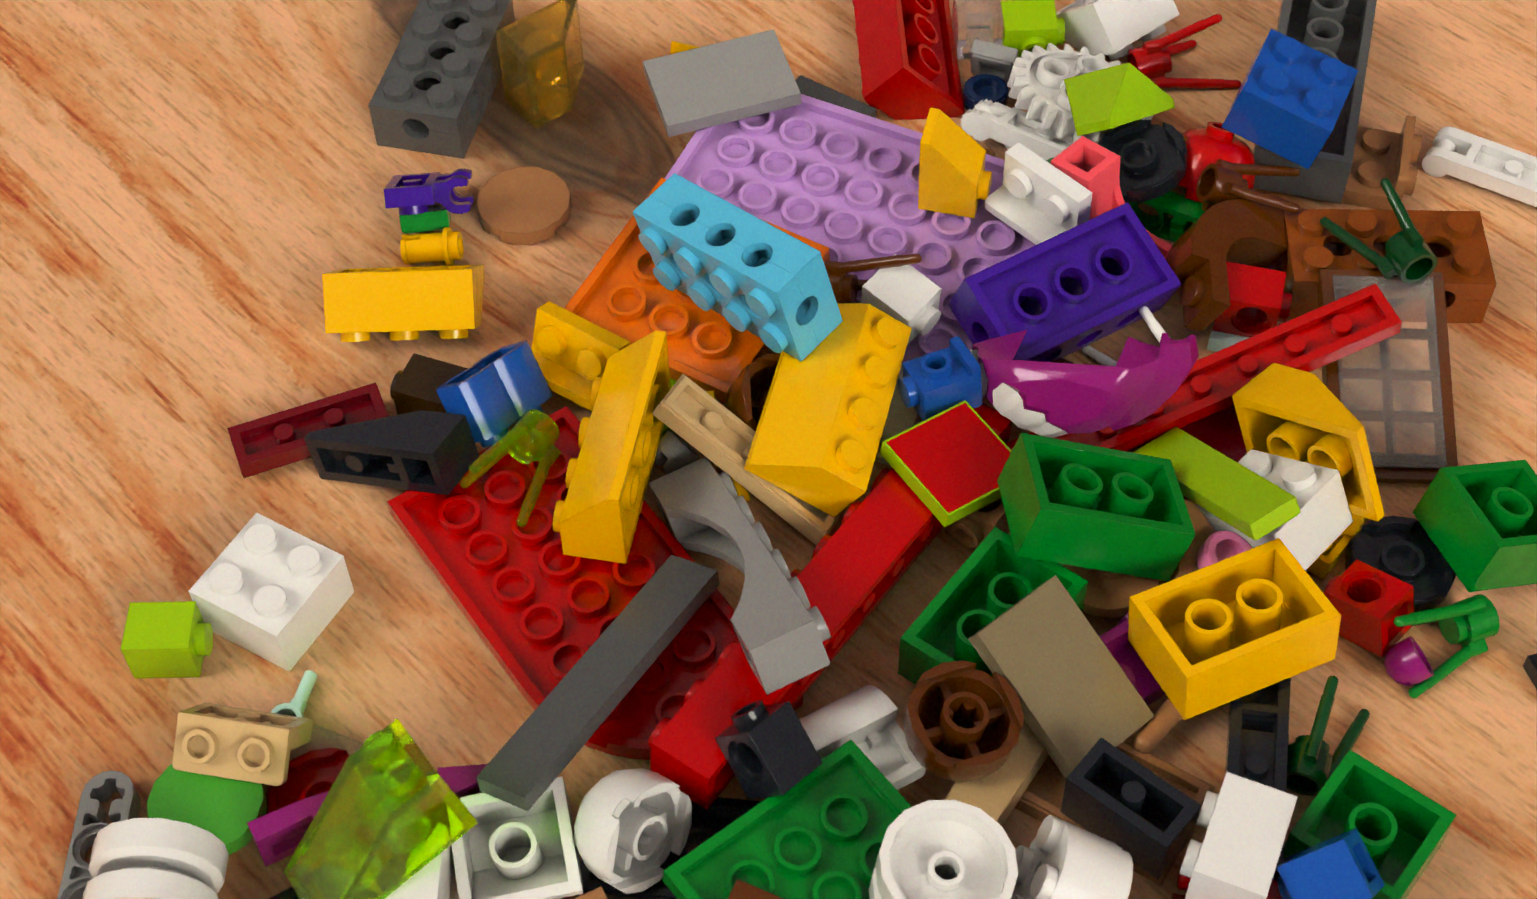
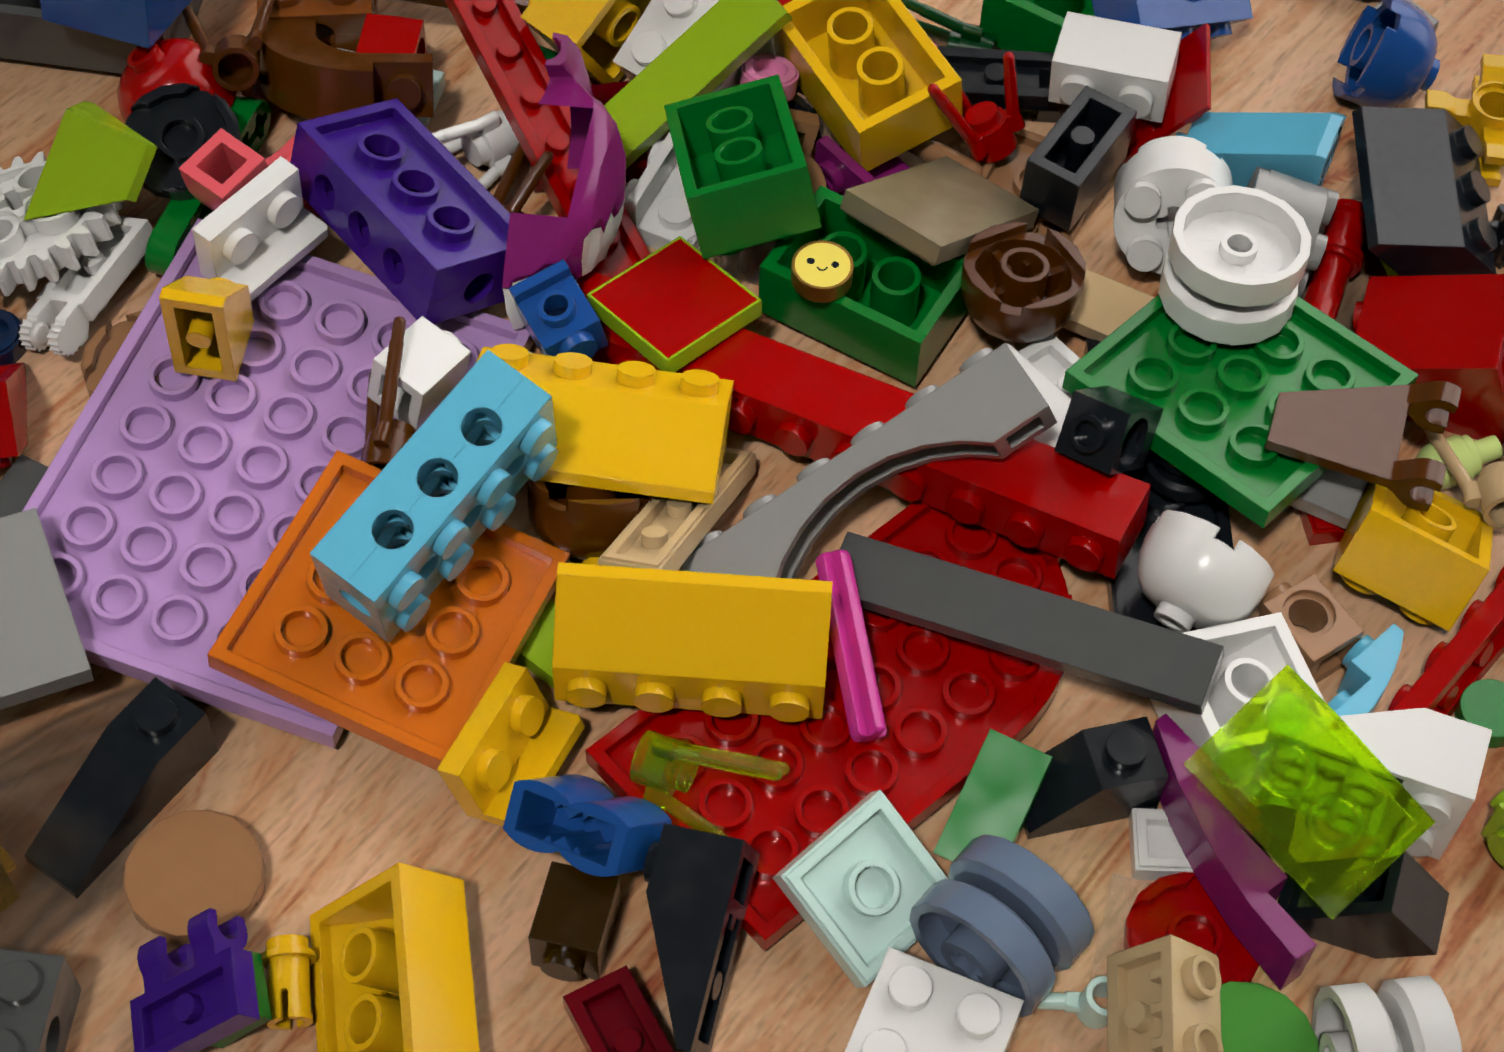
camera: 100 degrees left, 5 degrees up
(343, 634) = (1003, 920): none -> sand blue wheel
(412, 570) = (861, 886): none -> light aqua tile
(464, 663) = (995, 794): none -> green tile
(471, 729) = (1099, 778): none -> black slope
(598, 165) = (122, 785): none -> black slope
(609, 561) = (852, 649): none -> dark pink axle
(977, 563) = (822, 271): none -> tile
(1187, 747) = (984, 126): none -> red plant

